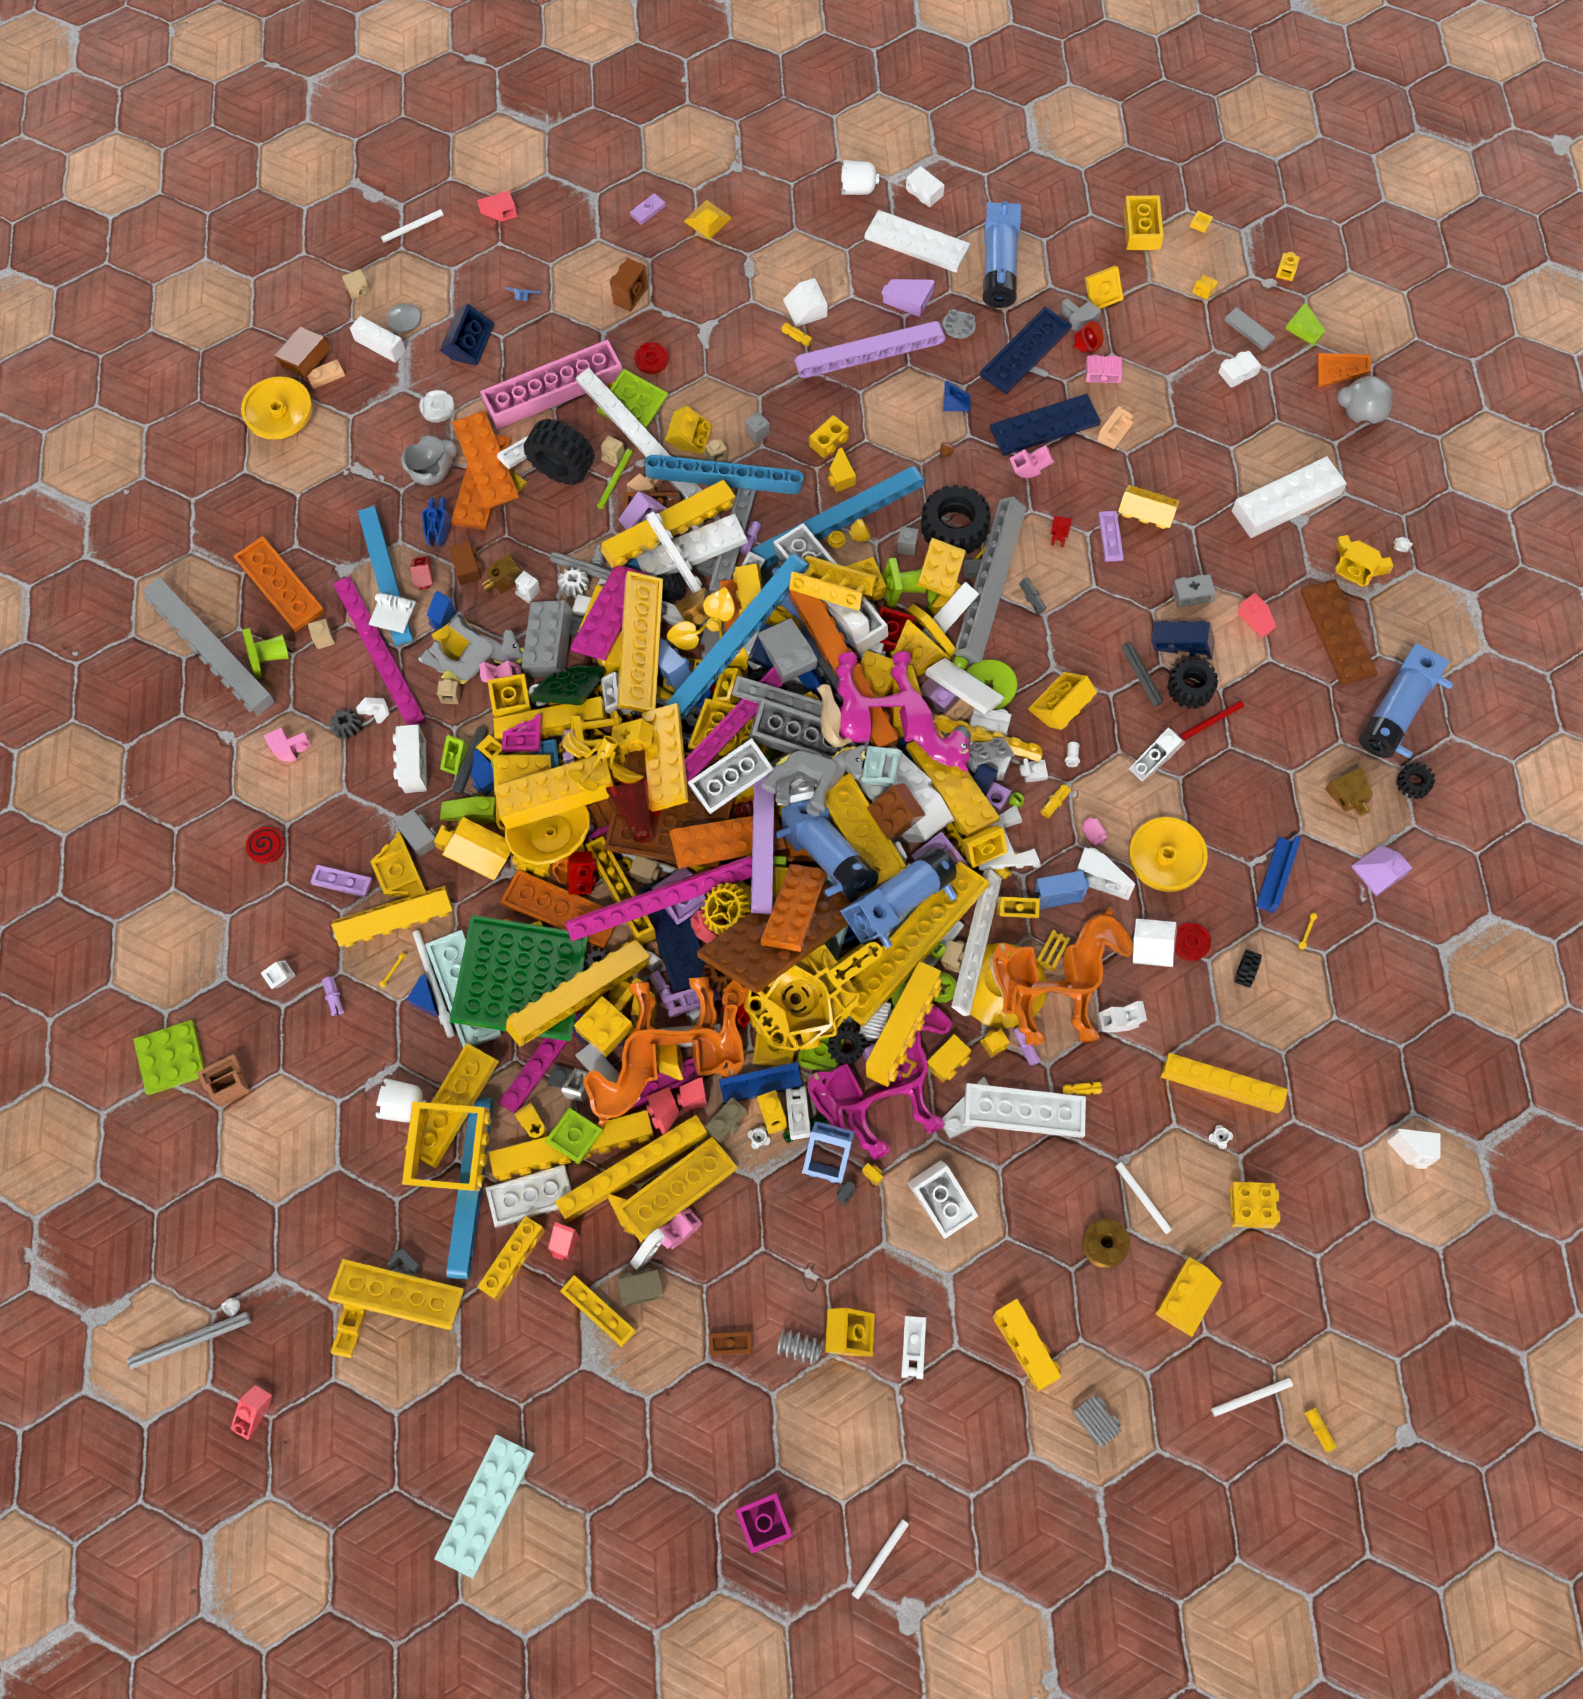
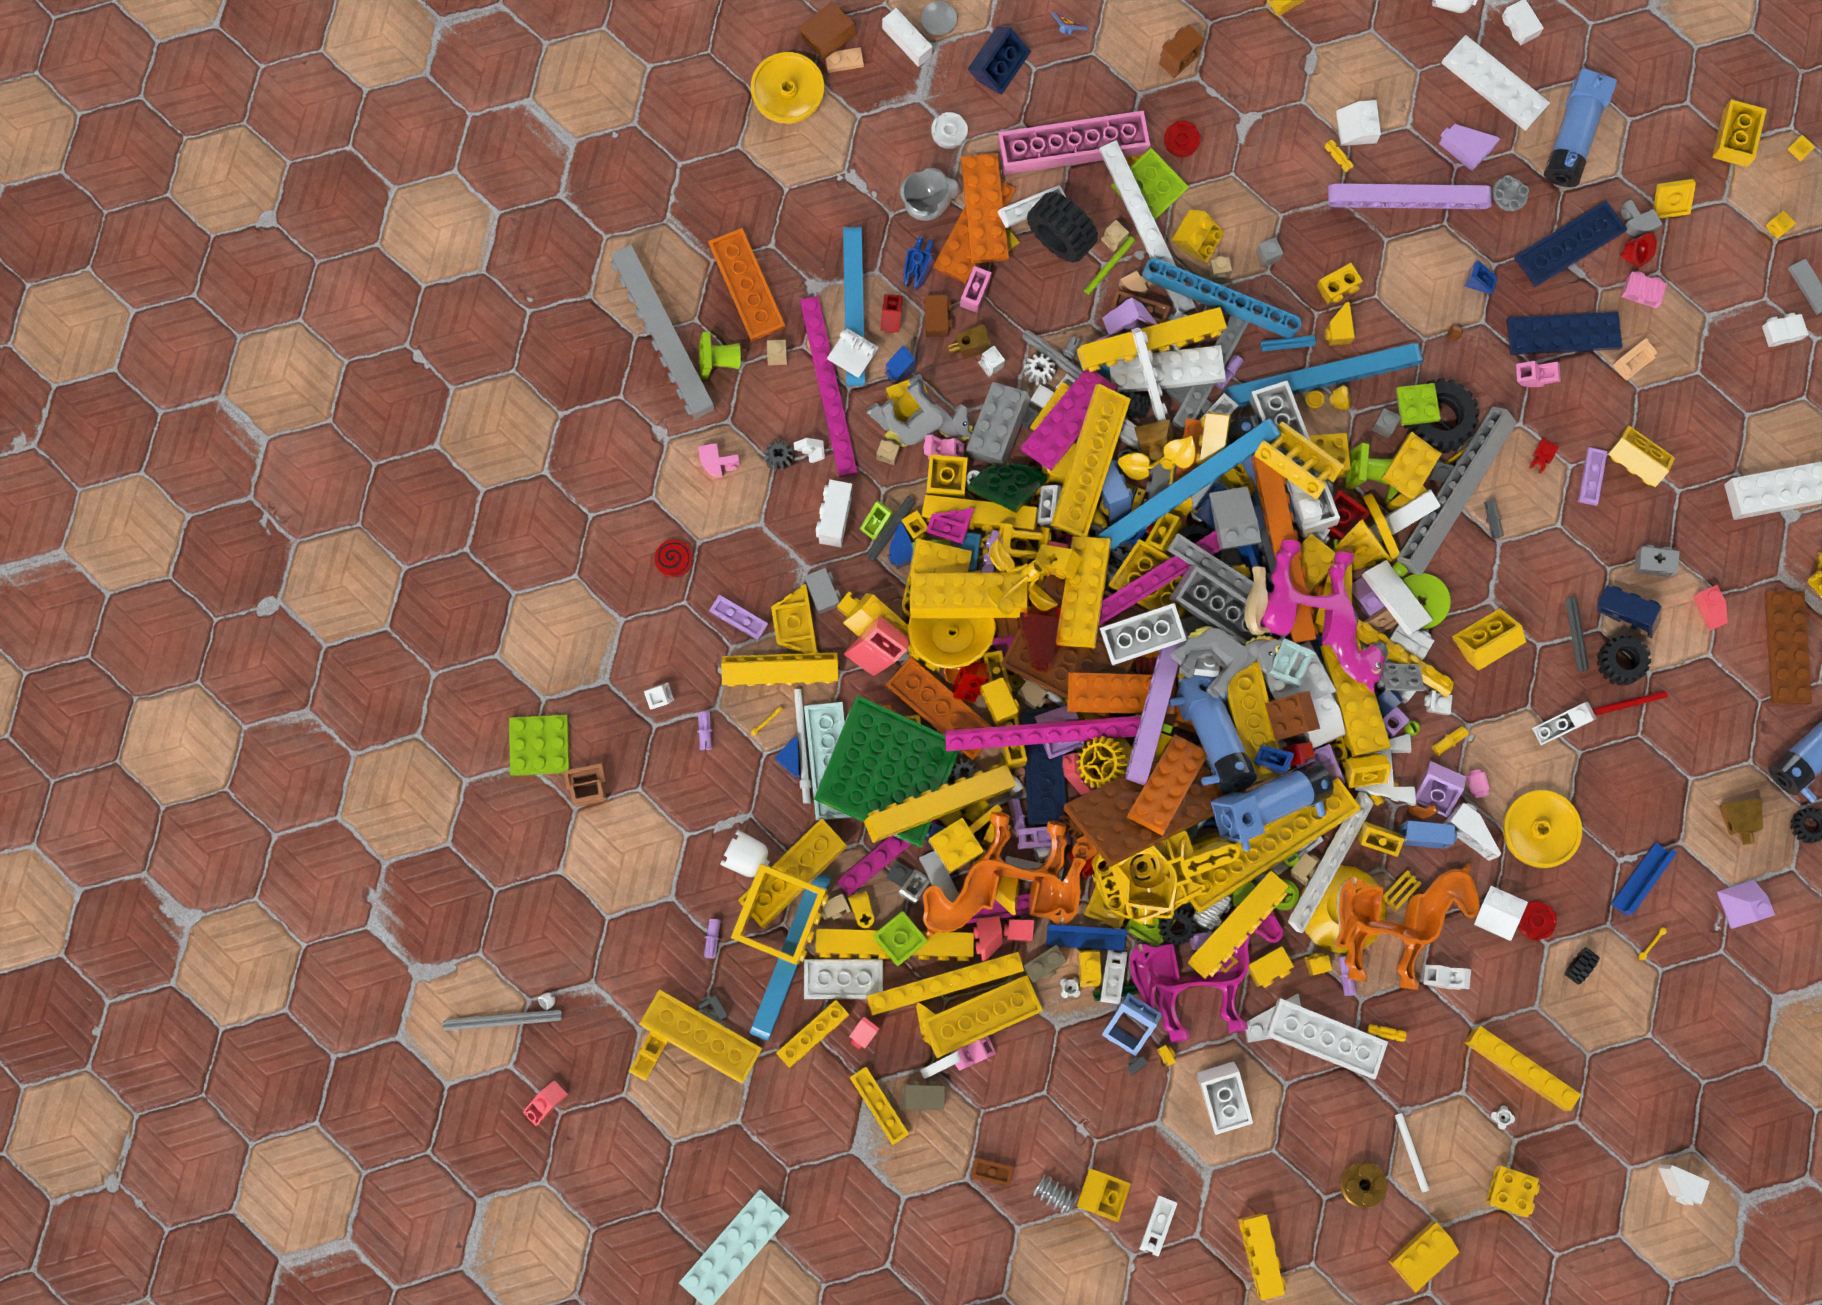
camera: 10 degrees right, 10 degrees up
(387, 1194) = (712, 938): none -> lavender axle
(473, 808) = (878, 581): lime slope -> none
(481, 866) = (878, 647): none -> coral slope
(494, 529) = (975, 289): none -> bright pink brick
(503, 1127) = (835, 908): none -> tan brick
(611, 880) = (999, 701): none -> yellow brick
(797, 499) = (1288, 343): none -> dark azure axle
(890, 856) = (1273, 759): none -> blue slope
(912, 846) = (1301, 752): none -> red brick
(930, 512) = (1418, 404): none -> lime plate
(1047, 872) = (1422, 812): none -> orange arm
(1059, 847) = (1439, 787): none -> lavender slope
(1072, 754) = (1481, 698): white pin -> none

